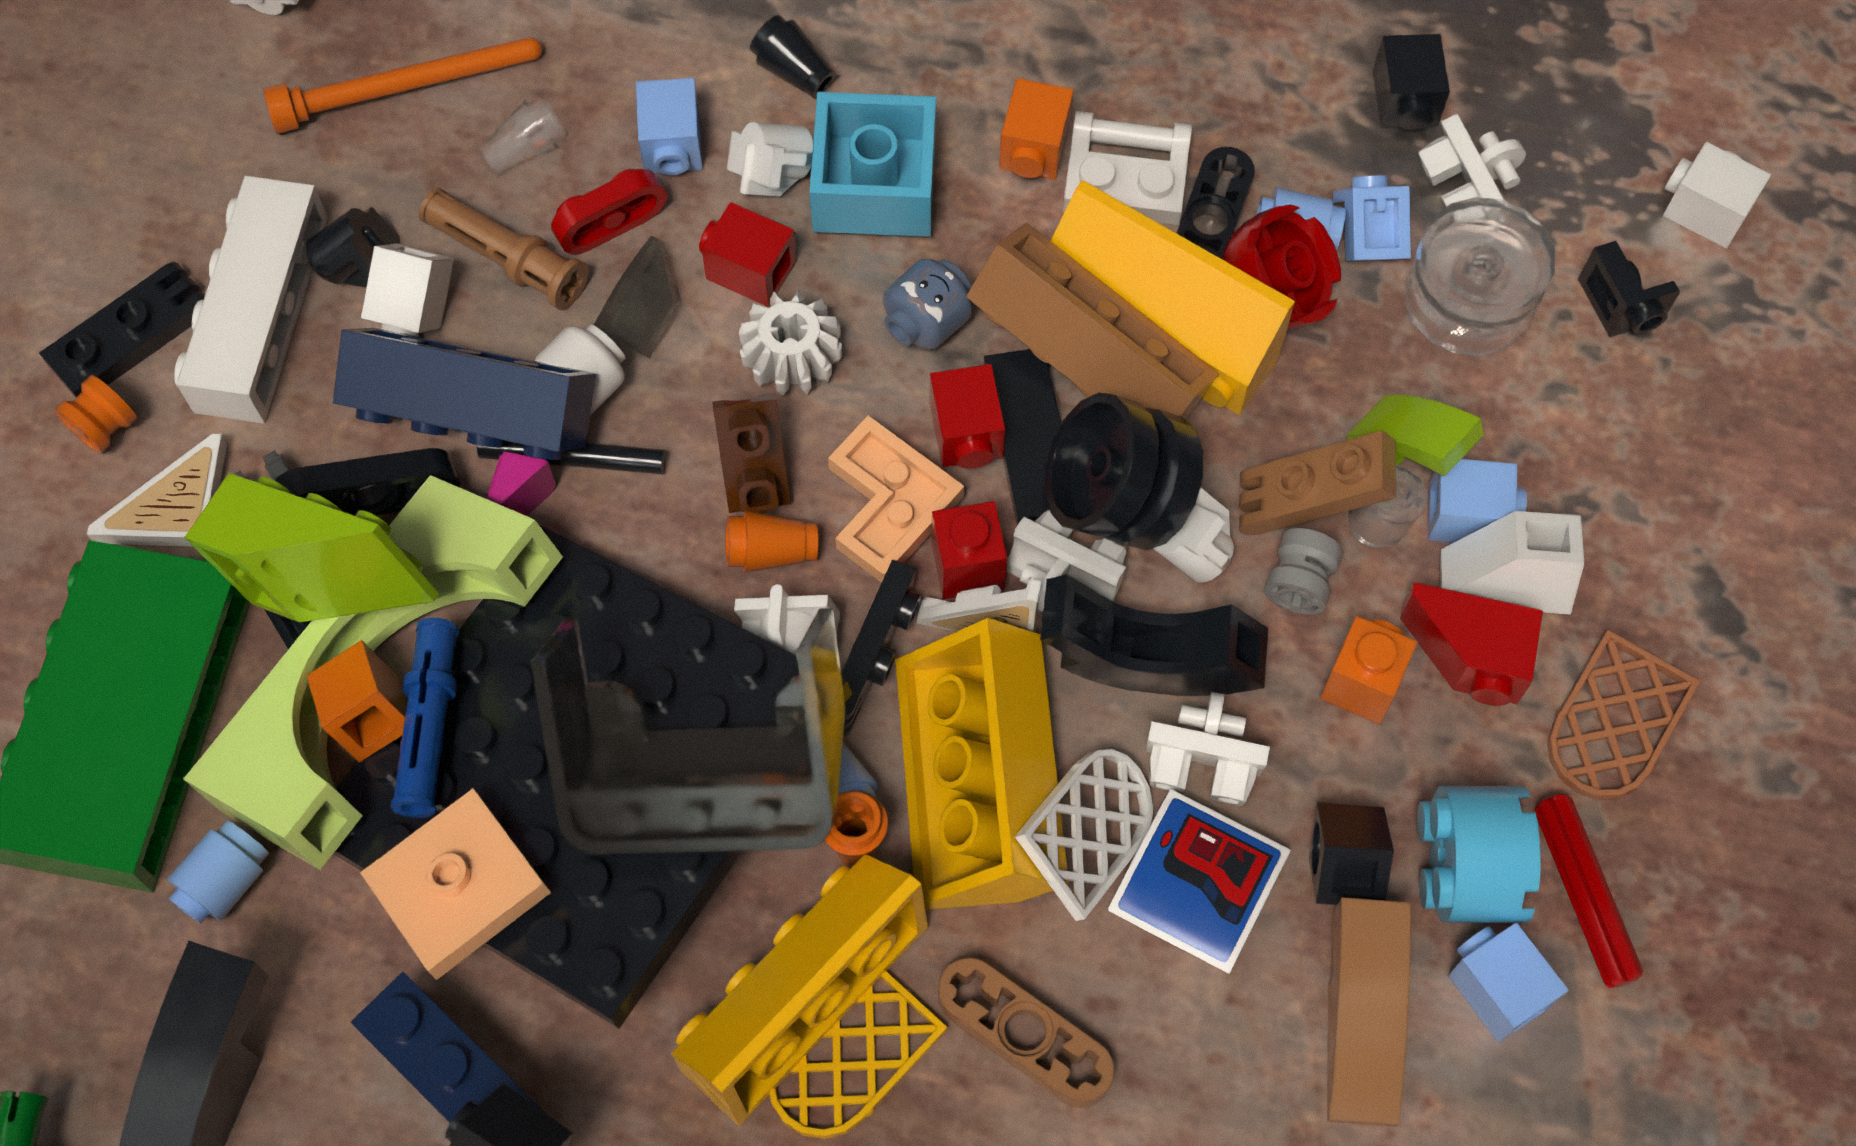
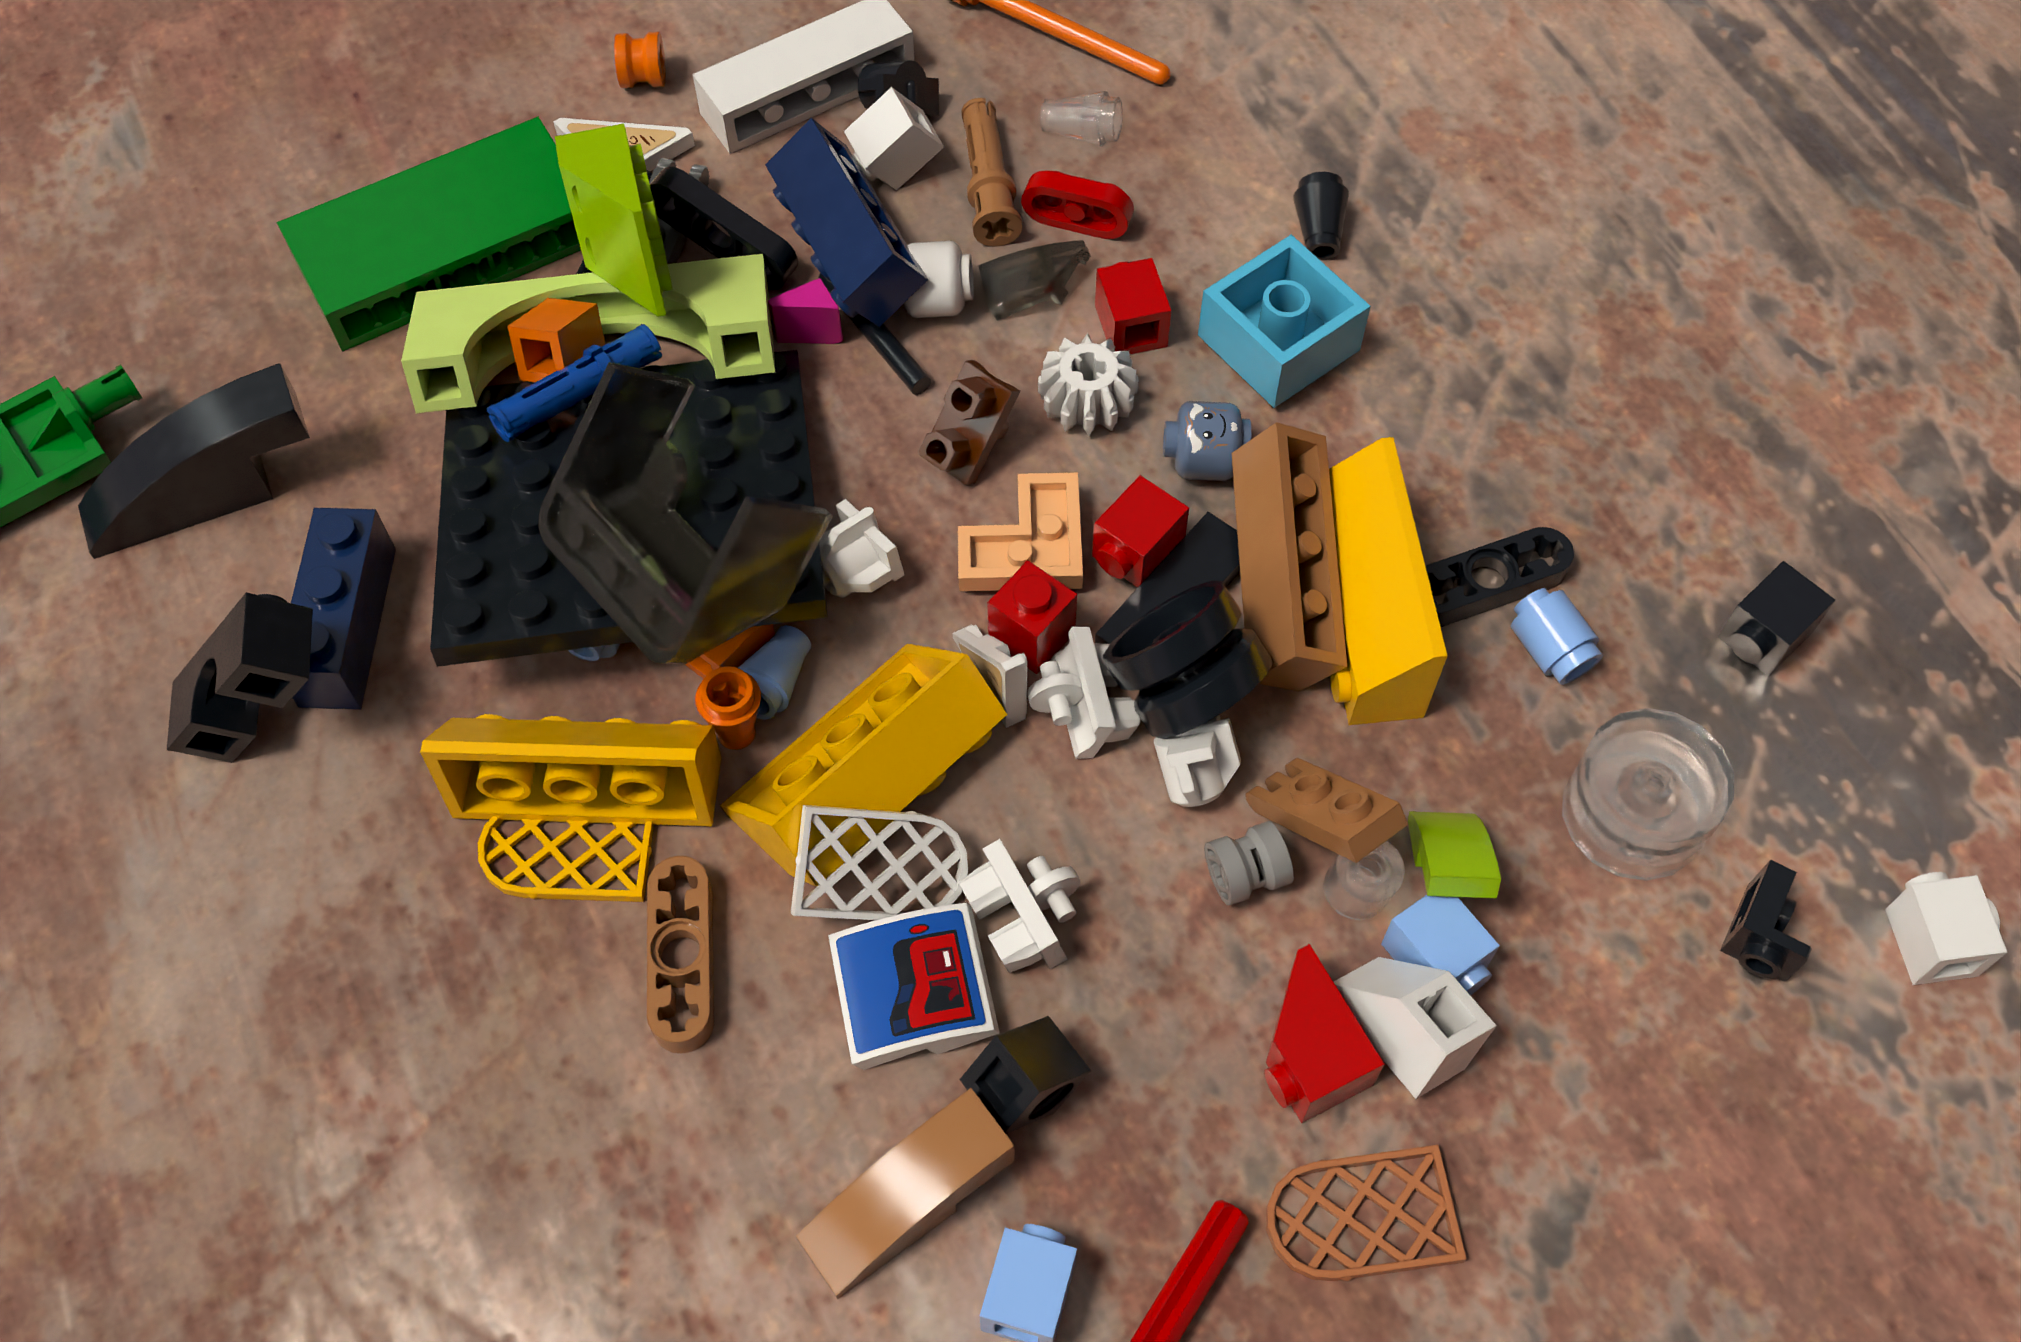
camera: 50 degrees right, 5 degrees down
(125, 329) = (715, 31): black hinge -> none
(217, 873) = (368, 366): light blue brick -> none
(454, 883) = (460, 487): light nougat plate -> none
(669, 125) = (1182, 186): light blue brick -> none
(768, 541) = (916, 489): orange cone -> none
(770, 157) = (1218, 256): white piece -> none
(871, 655) = (893, 615): black hinge -> none
(1035, 129) = (1433, 401): orange brick -> none
(1141, 183) = (1459, 497): white plate -> none
(1152, 651) = (1070, 803): black arch -> none
(1289, 257) = (1495, 644): red cylinder -> none
(1369, 668) = (1208, 971): orange brick -> none
(1375, 219) = (1619, 682): light blue bracket -> none
(1457, 154) = (1751, 719): white hips -> none
(1479, 854) = (1110, 1171): medium azure brick -> none

